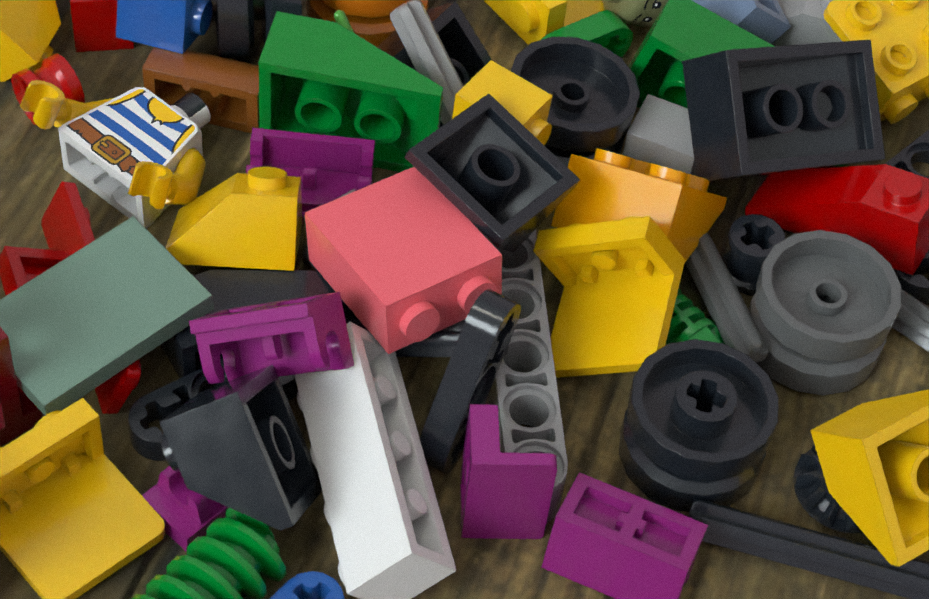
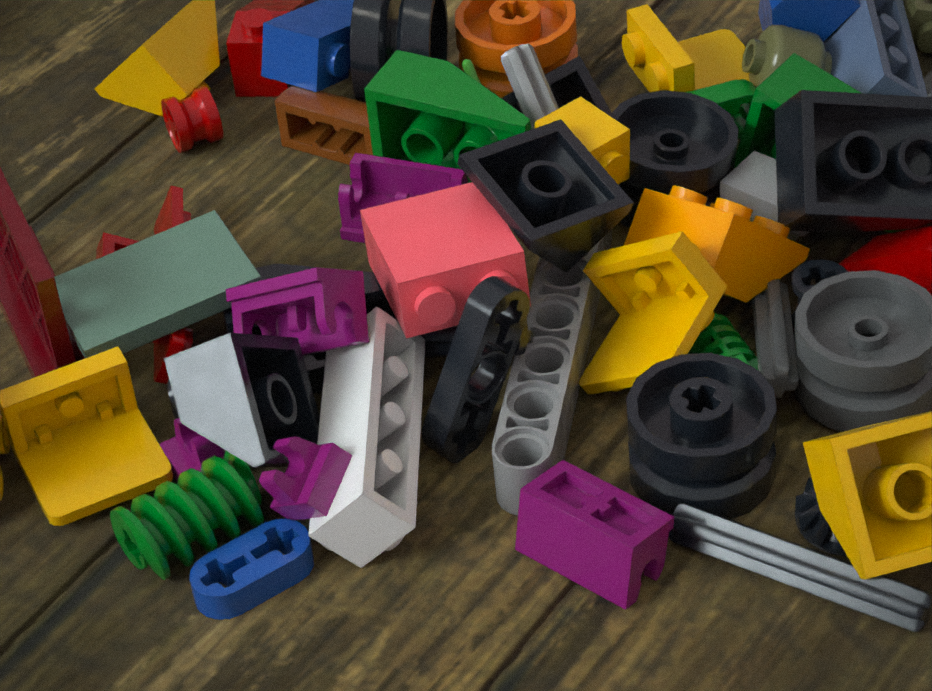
camera: 25 degrees right, 10 degrees down
(128, 146) = (246, 170): torso -> none
(242, 223) = (316, 225): yellow slope -> none
(335, 533) = (310, 478): none -> magenta tile
(502, 491) = (479, 457): magenta panel -> none

